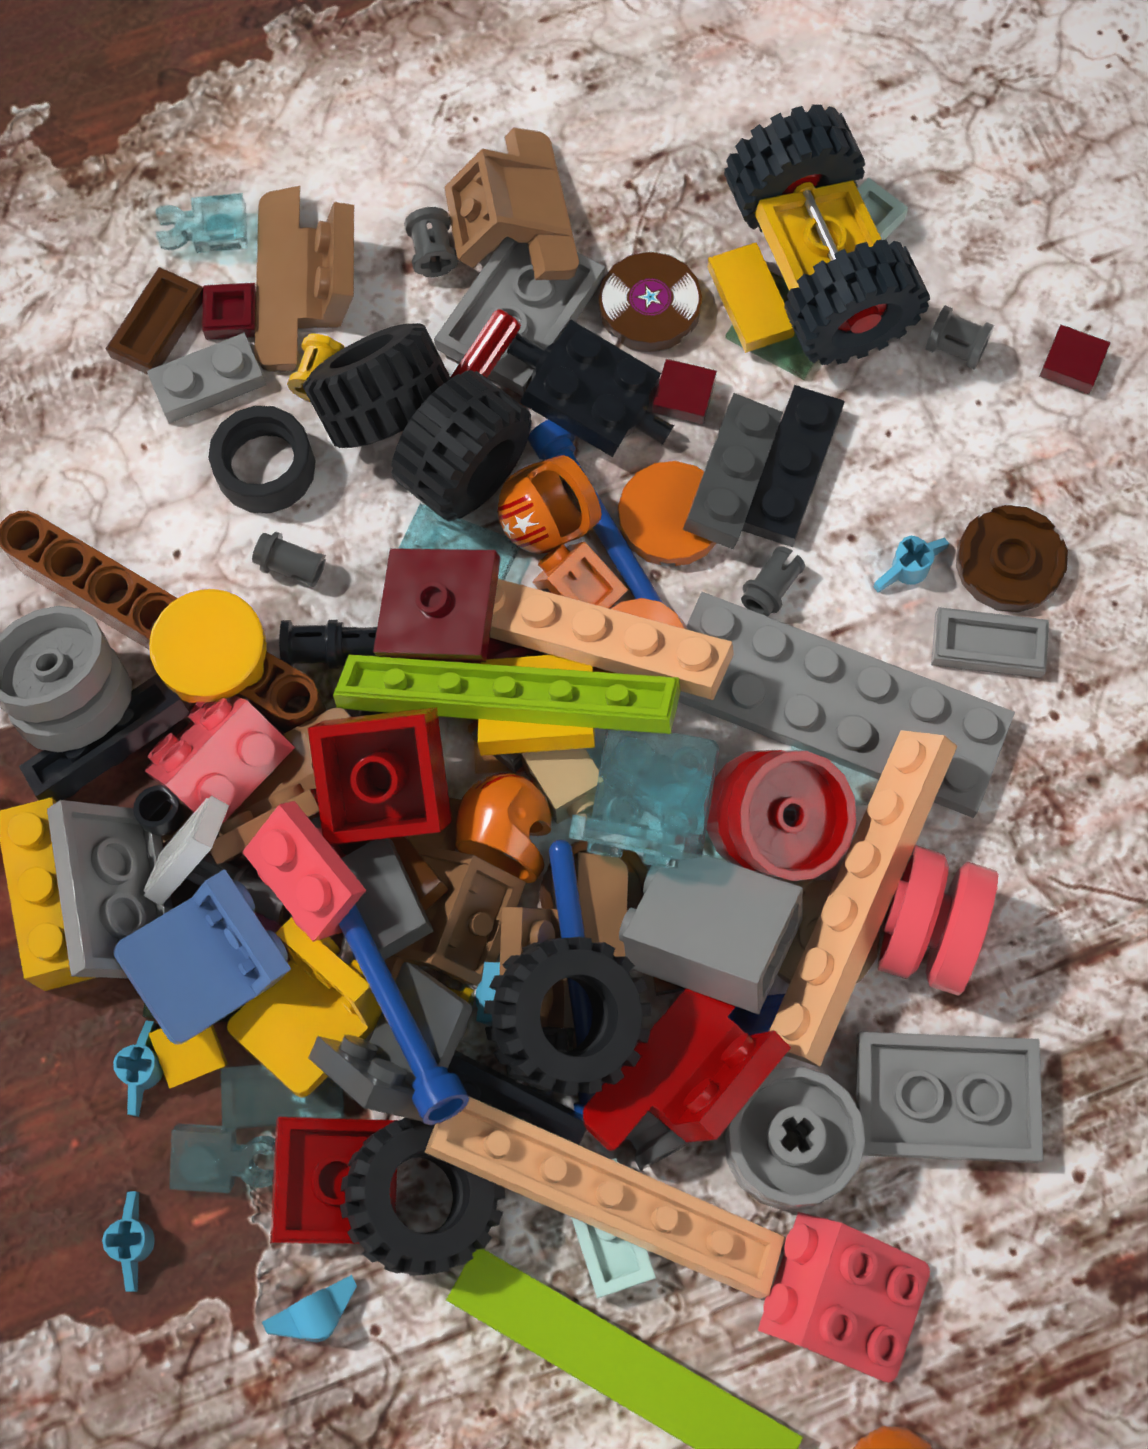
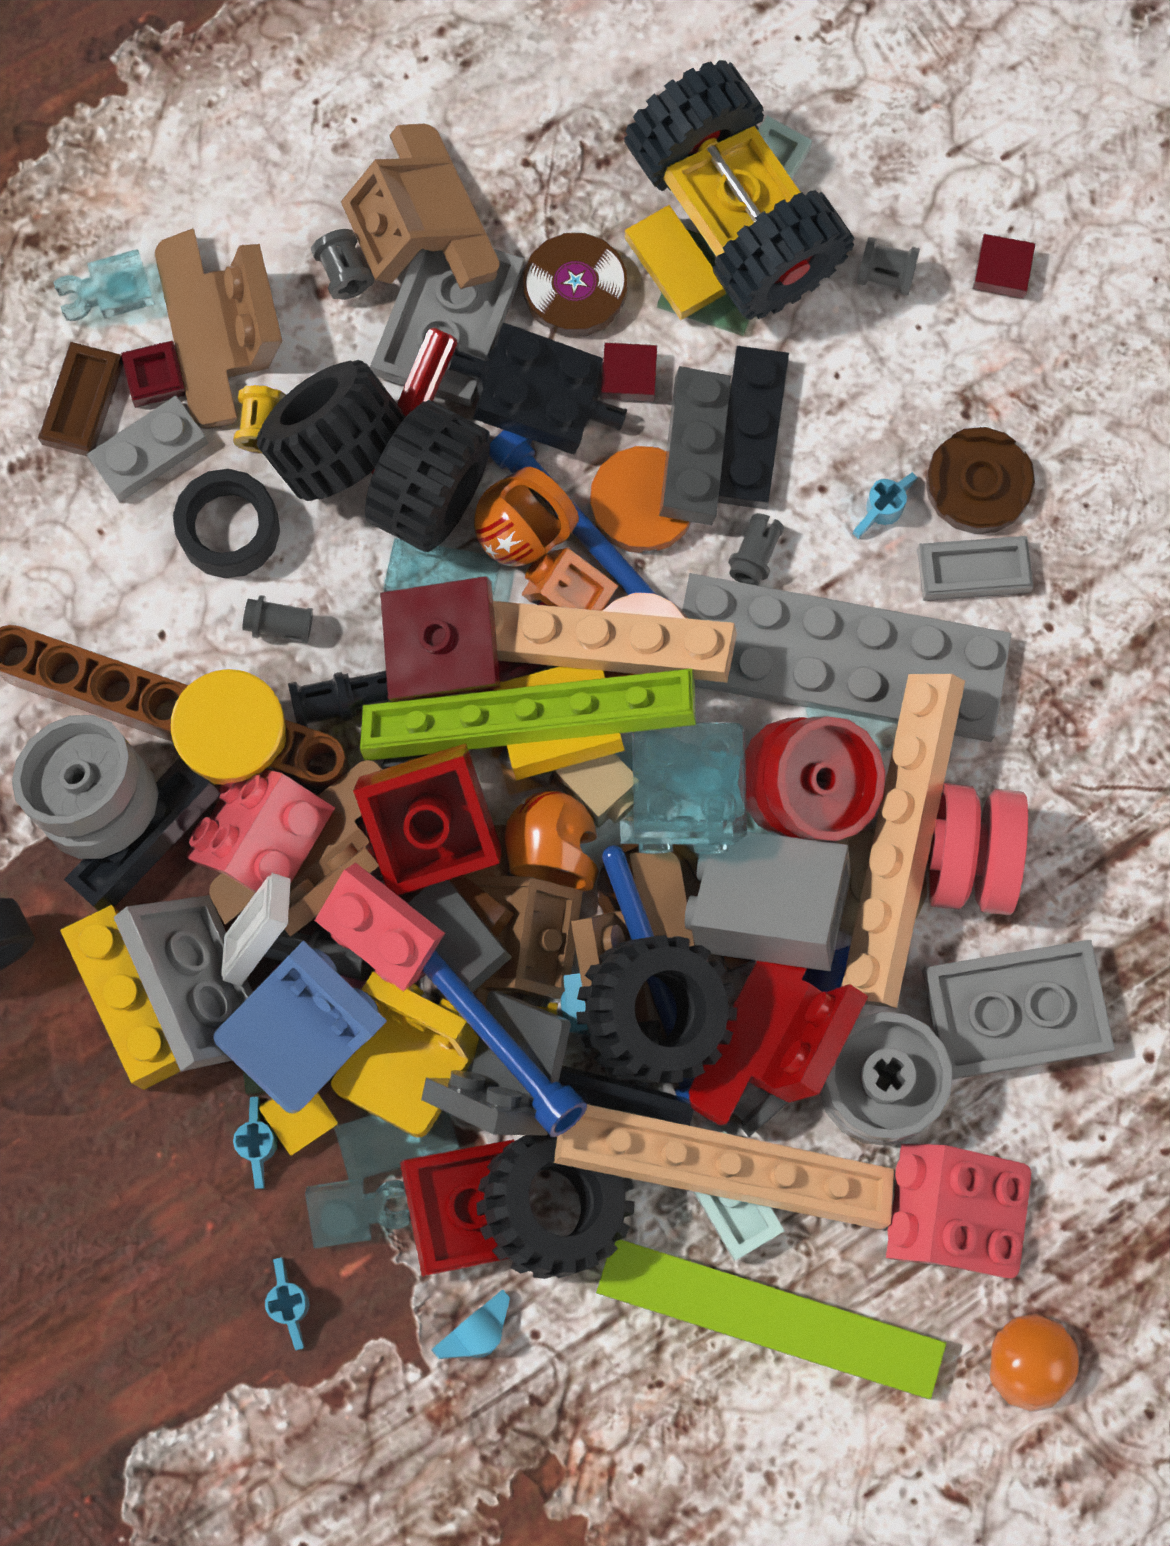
camera: 15 degrees left, 5 degrees up
(152, 809) = (207, 893): black hinge -> none

